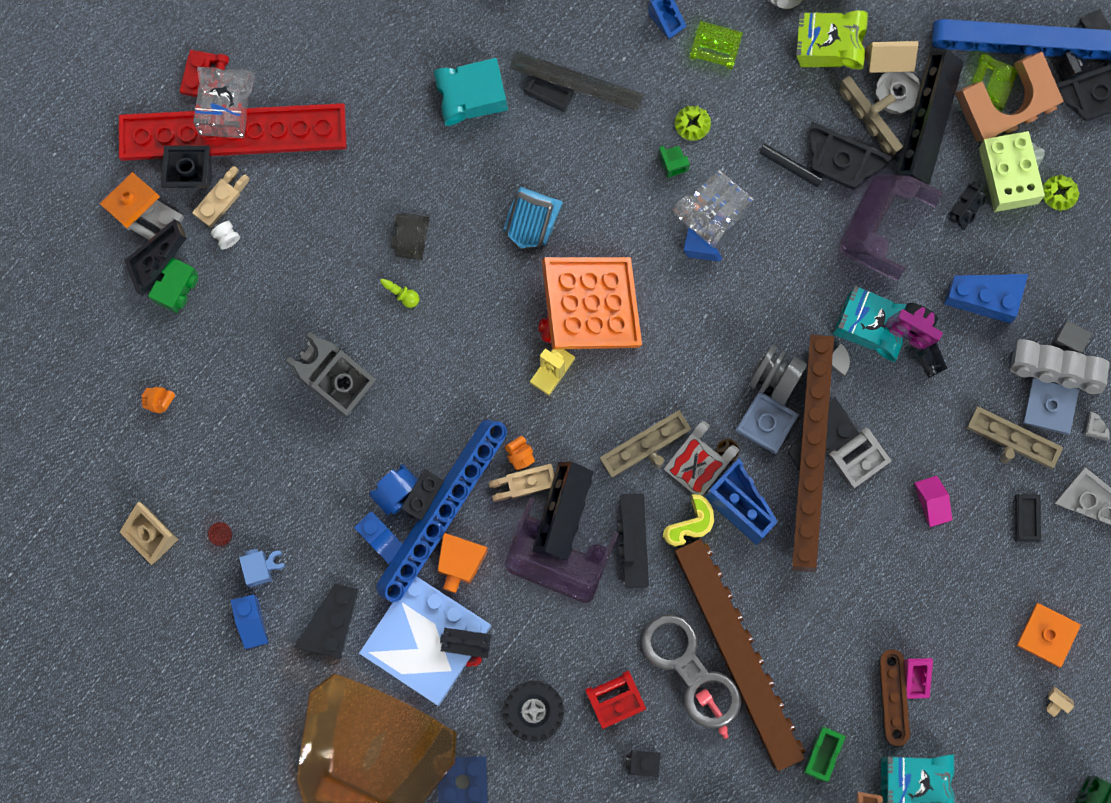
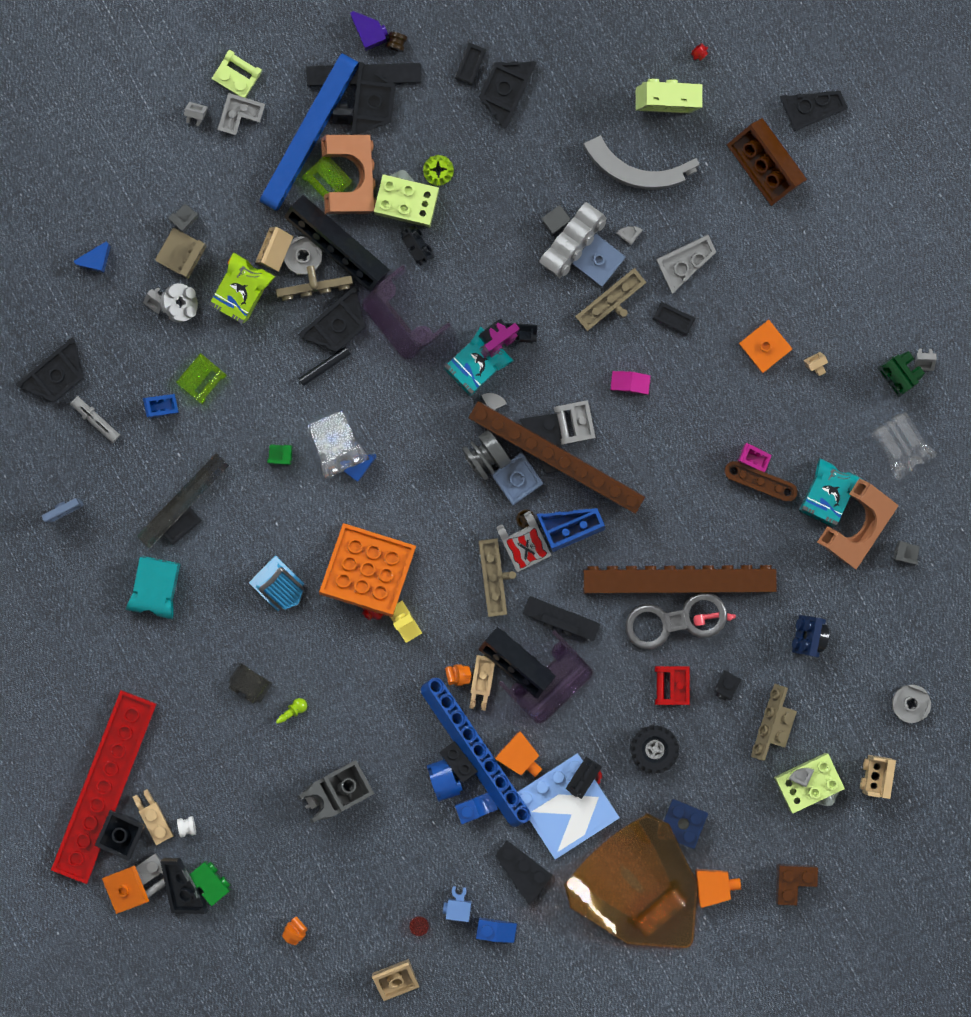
camera: 70 degrees left, 10 degrees up
(202, 59) = (43, 795): red plate -> none
(223, 101) = (78, 784): clear piece -> none
(692, 132) = (252, 434): lime gear -> none
(692, 528) = (571, 571): animal -> none
(823, 754) = (779, 553): green brick -> none
(988, 295) = (494, 267): blue wedge -> none

